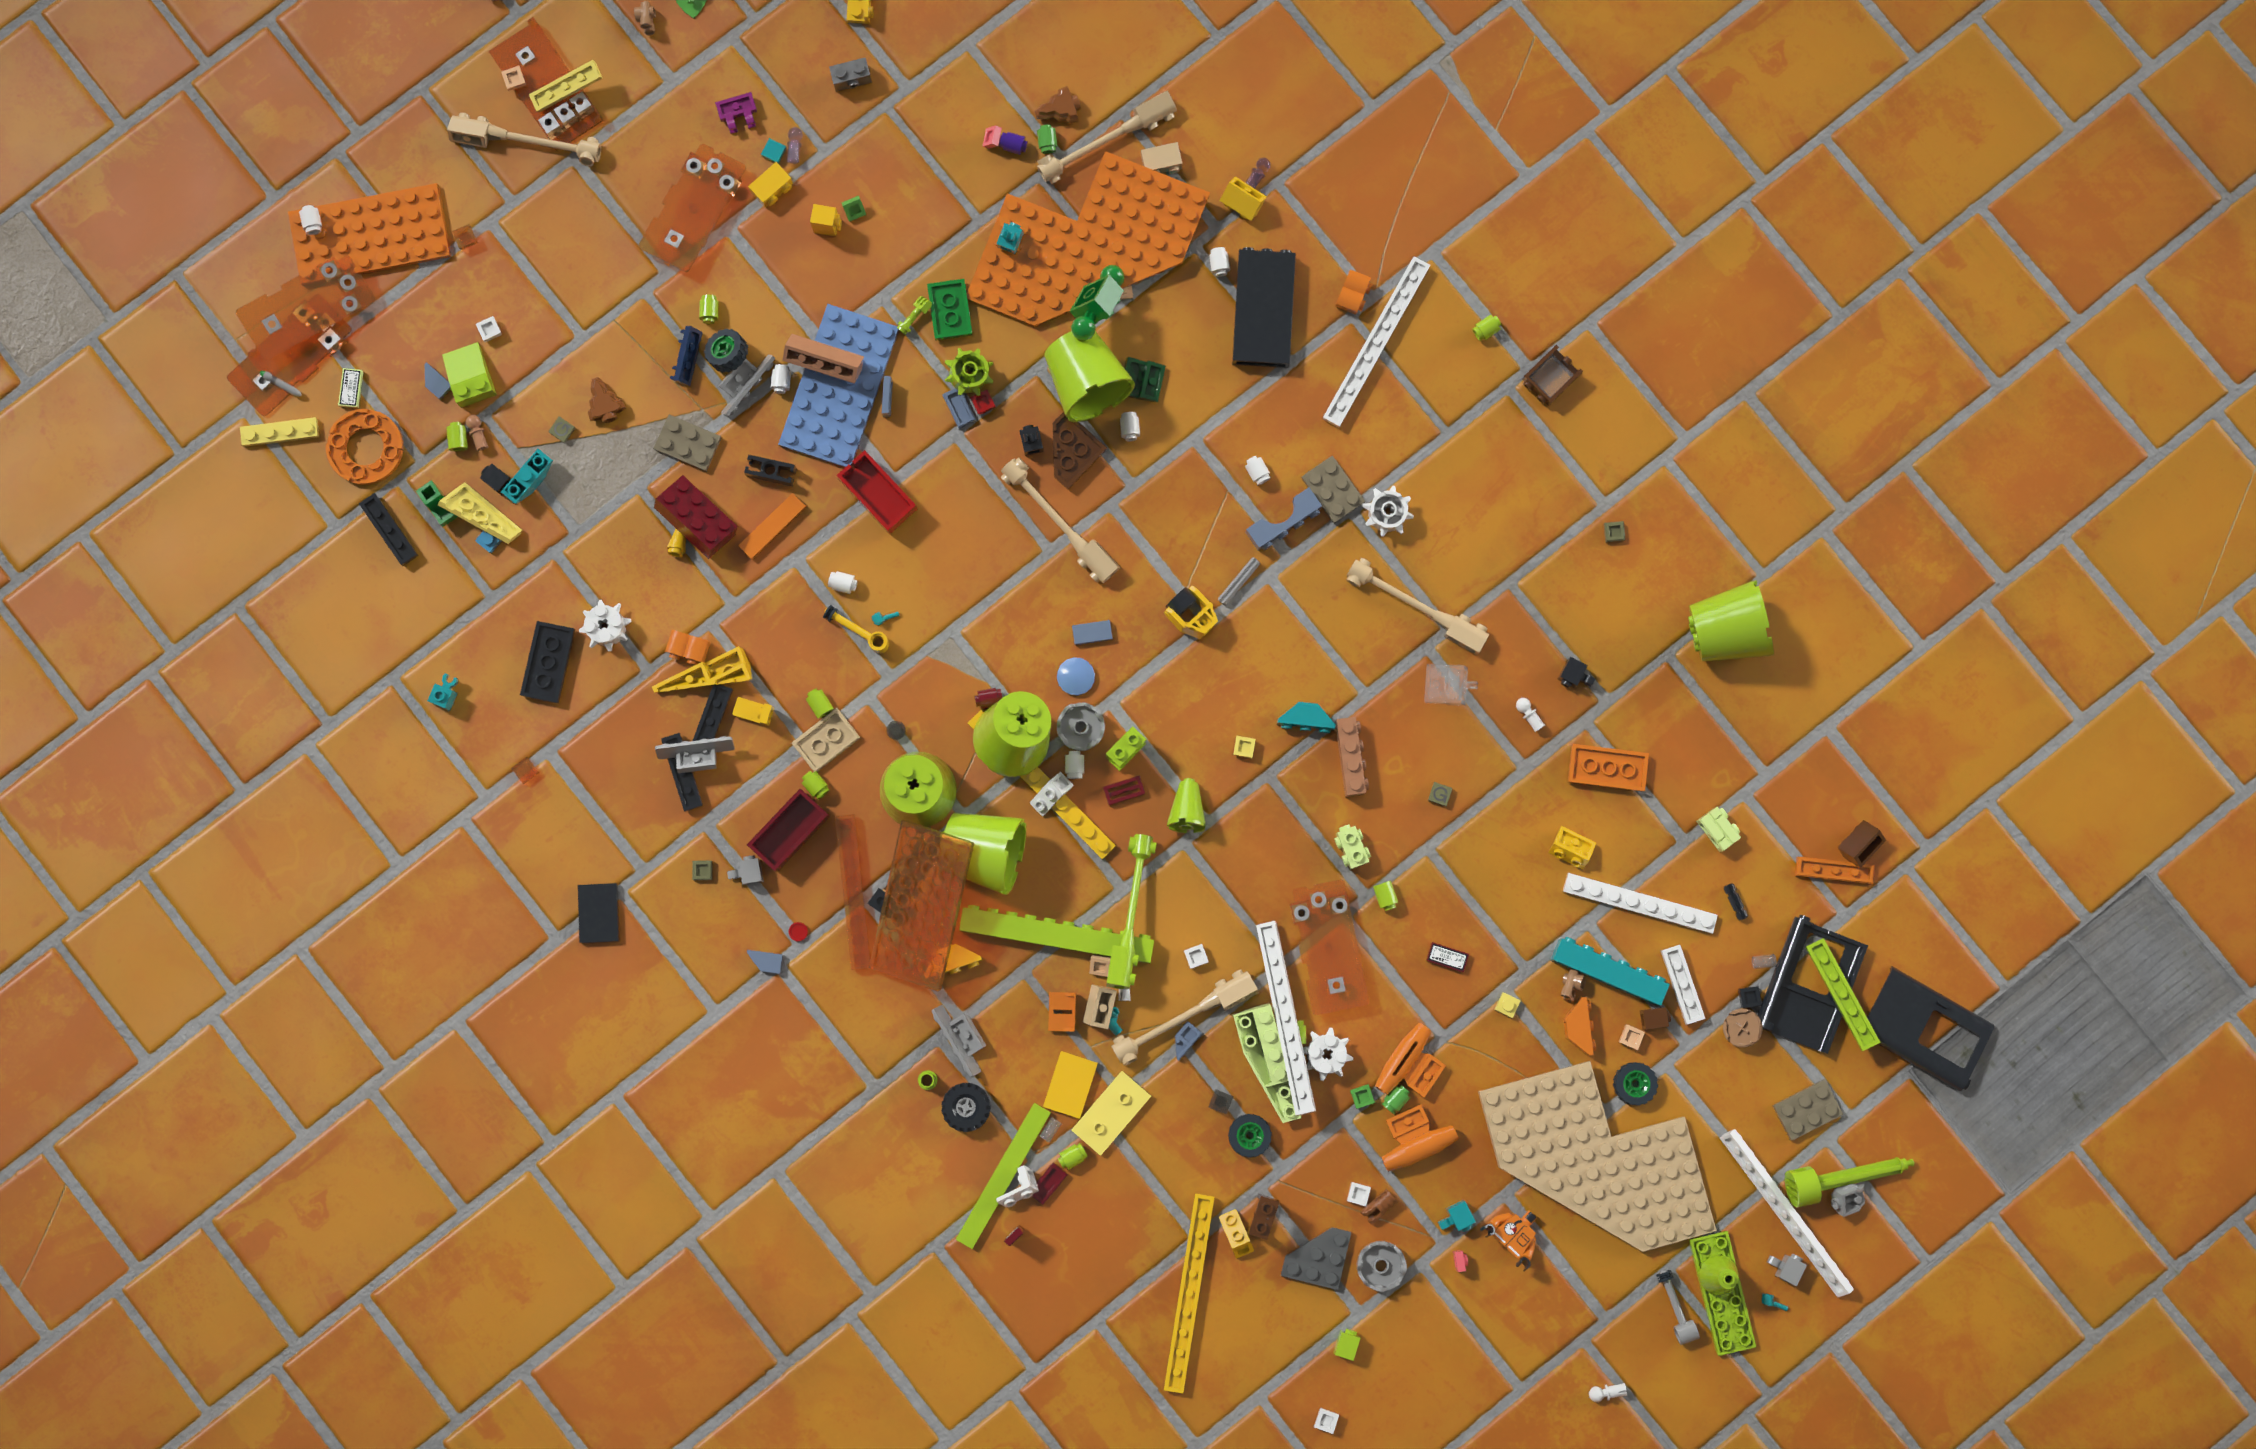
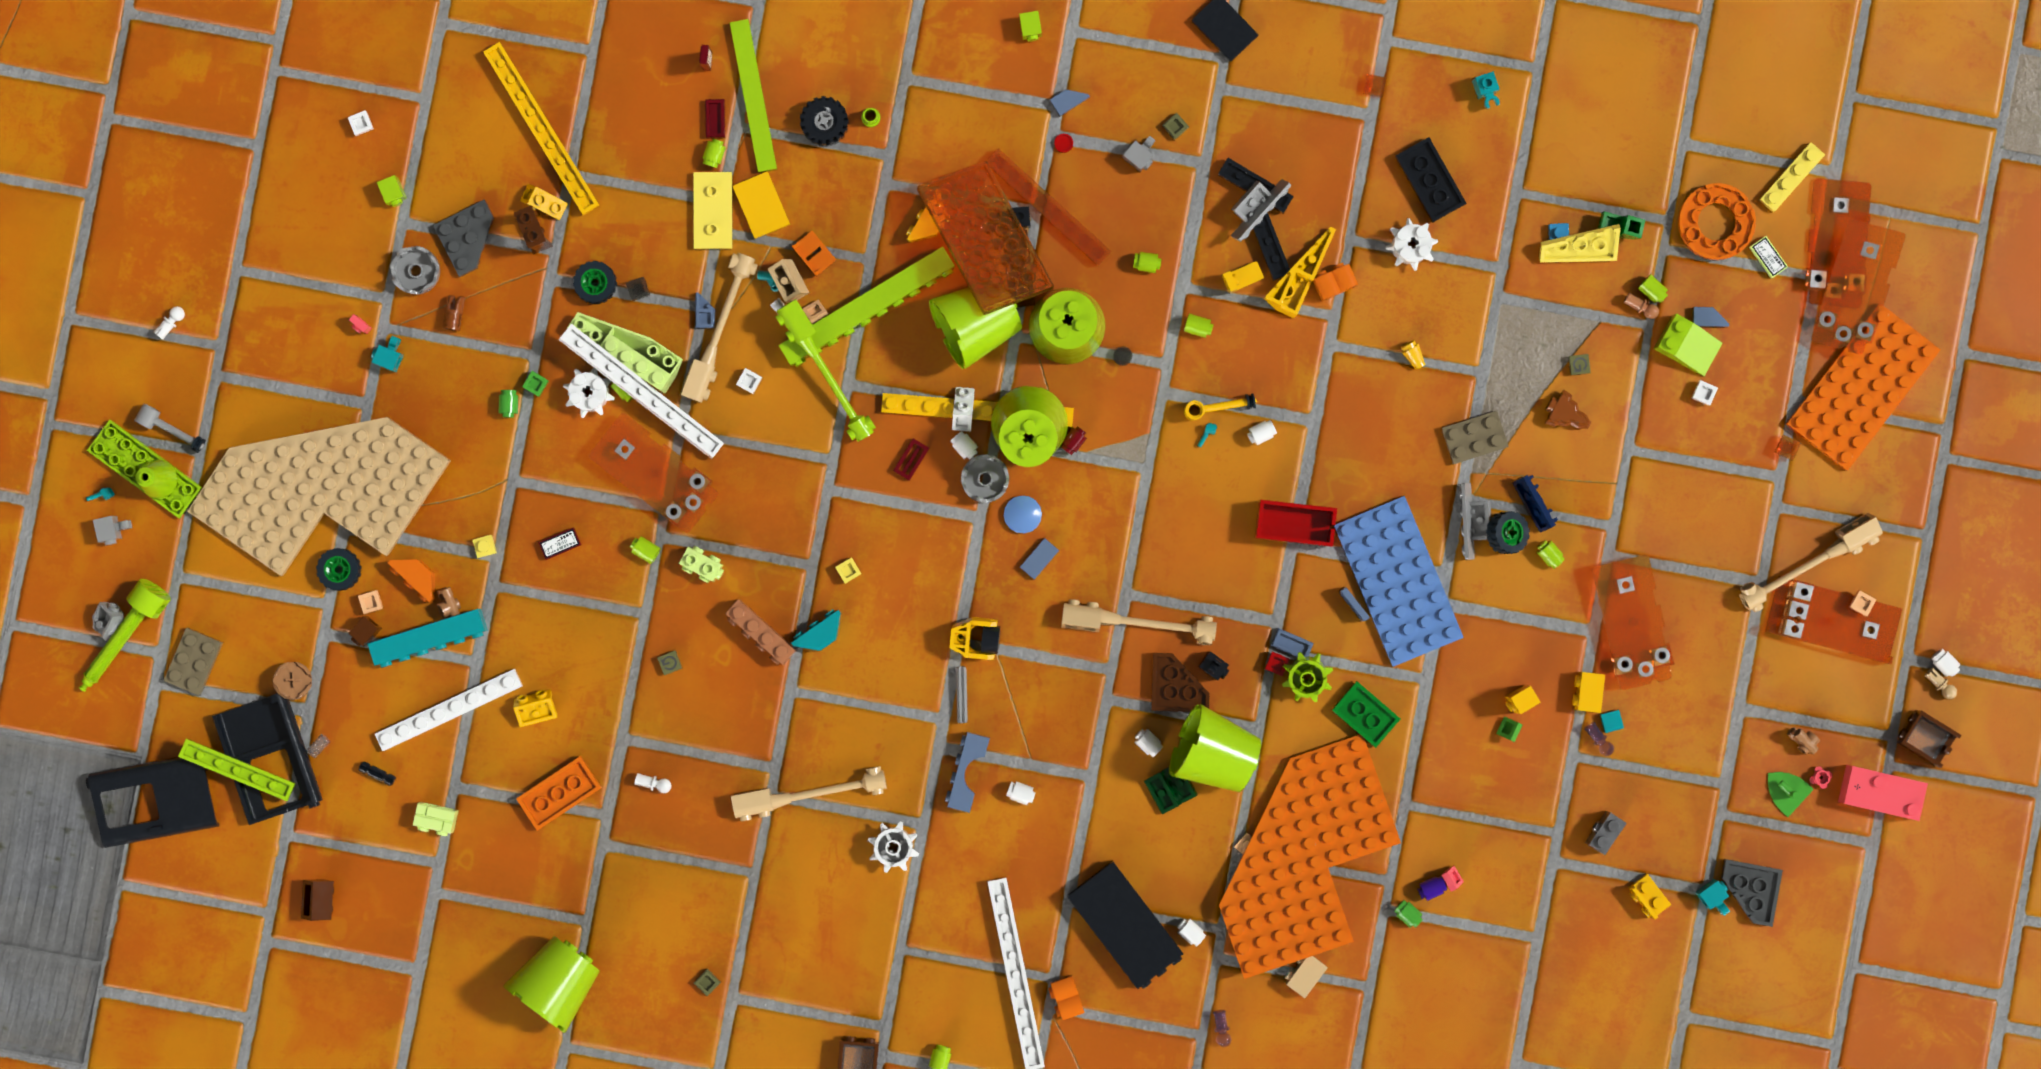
camera: 140 degrees right, 5 degrees up
(280, 383) = (1823, 214): light grey piece -> none
(310, 220) = (1915, 356): white brick -> none
(388, 529) = (1641, 175): black plate -> none
(494, 478) = (1595, 283): black brick -> none
(528, 477) = (1571, 304): teal slope -> none
(565, 86) = (1815, 631): light yellow plate -> none
(695, 516) = (1416, 385): dark red piece -> none
(736, 107) = (1671, 729): magenta plate -> none
(744, 1043) = (1030, 26): none -> lime brick
(772, 526) = (1353, 429): orange tile -> none
(775, 477) = (1395, 462): black piece -> none
(781, 379) = (1447, 547): white brick -> none
(788, 830) = (1136, 210): dark red piece -> none
(823, 358) = (1427, 589): nougat brick -> none
(826, 740) = (1169, 303): tan tile -> none
(922, 305) = (1389, 698): lime hinge -> none
(962, 1037) = (872, 170): light grey bracket -> none
(1010, 237) = (1367, 809): teal brick -> none
(1027, 1189) = (728, 105): white bracket -> none
(1049, 1130) = (747, 162): clear piece -> none
(1060, 107) = (1420, 948): dark orange rock -> none
(1097, 302) = (1254, 813): green brick -> none
(1126, 748) = (935, 490): lime panel -> none
(1145, 117) = (1347, 999): tan bar -> none
(1187, 808) = (851, 486): lime cone -> none
(1242, 198) = (1215, 997): yellow brick -> none
(1333, 489) = (950, 828): dark tan plate -> none
(1358, 1194) = (477, 309): white tile -> none
(1410, 1064) = (518, 438): orange plate -> none
(1415, 1139) = (467, 385): orange plate -> none
(1447, 684) = (735, 751): clear plate -> none
(1514, 1235) = (334, 378): orange torso -> none
(1574, 673) = (646, 843): black brick -> none
(1682, 984) = (365, 675): white plate -> none
(1749, 997) = (306, 709): black plate -> none
(1786, 1213) = (145, 569): white plate -> none
(1834, 870) = (322, 862): orange tile -> none

